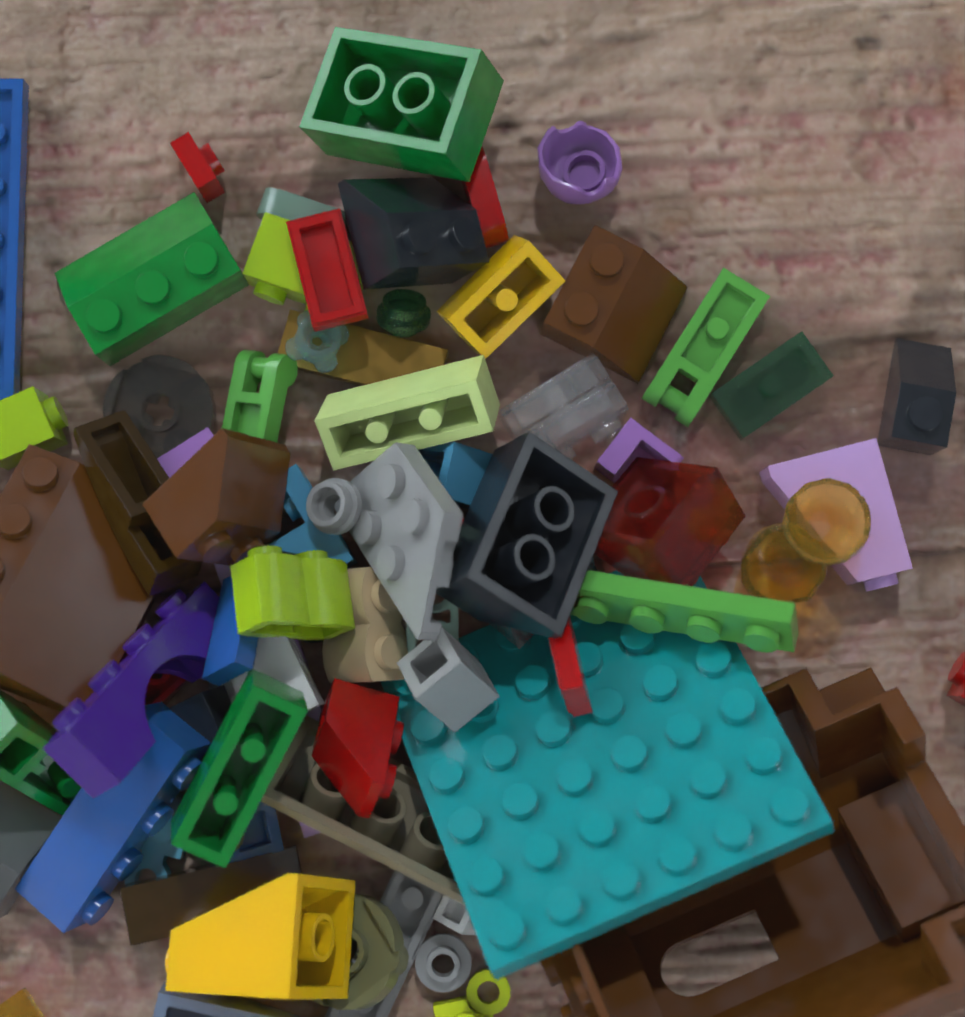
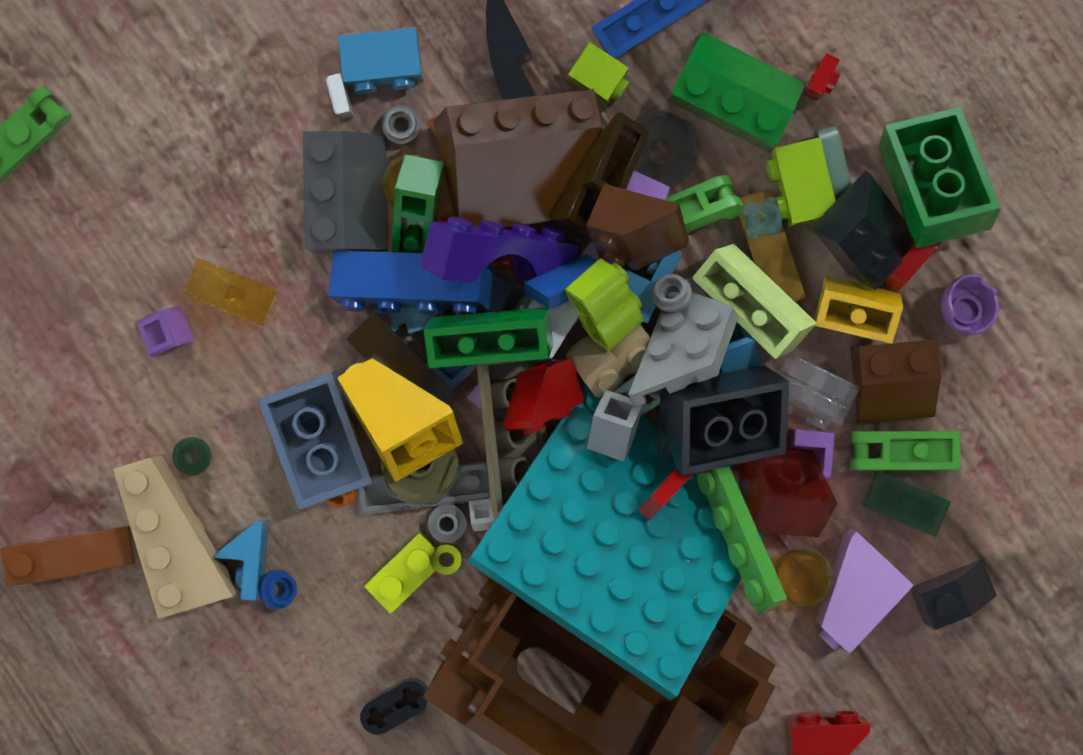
camera: 55 degrees right, 5 degrees up
(327, 270) = (809, 198): red tile -> none
(403, 313) = (811, 257): clear green plate -> none
(827, 522) = (845, 587): clear yellow hair -> none

